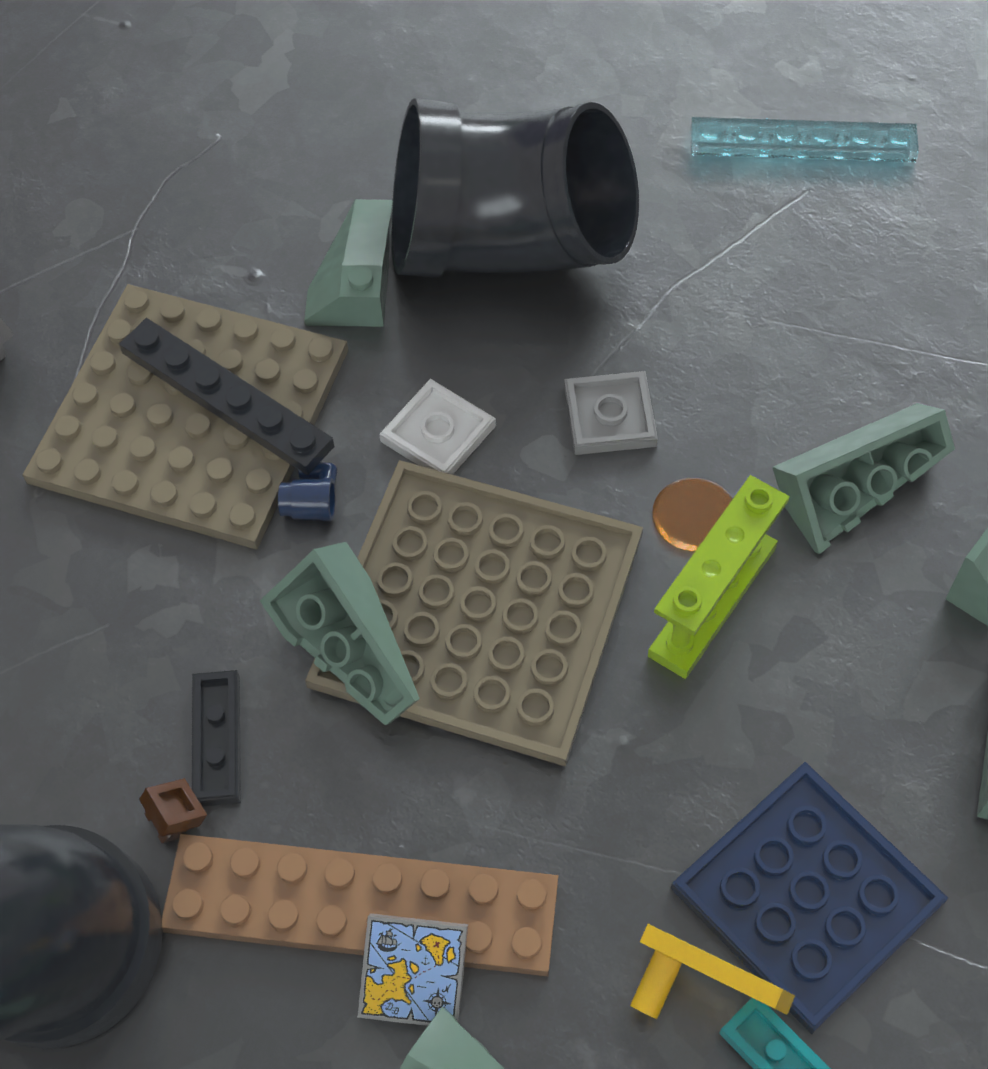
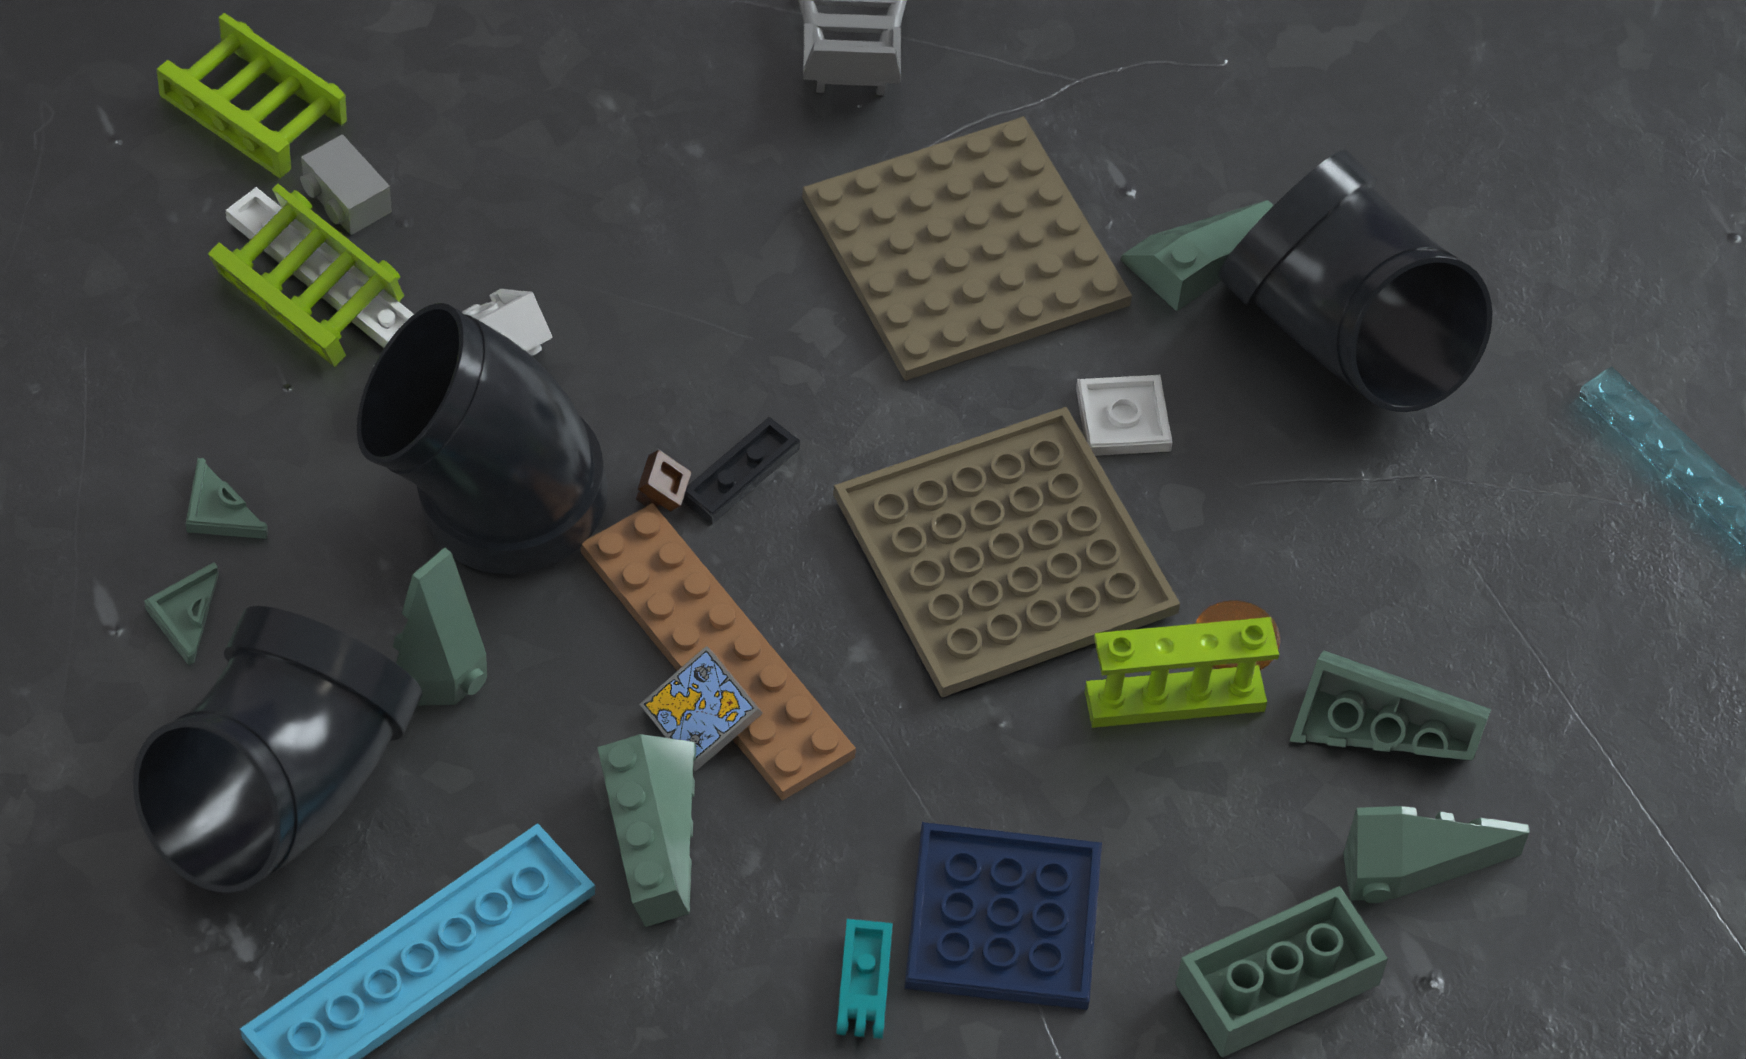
camera: 40 degrees right, 5 degrees down
(227, 396) = (997, 255): black plate -> none
(311, 495) = (977, 377): dark blue piece -> none
(338, 619) = (897, 456): sand green wedge -> none
(610, 413) = (1263, 516): light grey tile -> none
(667, 960) = (859, 854): yellow piece -> none

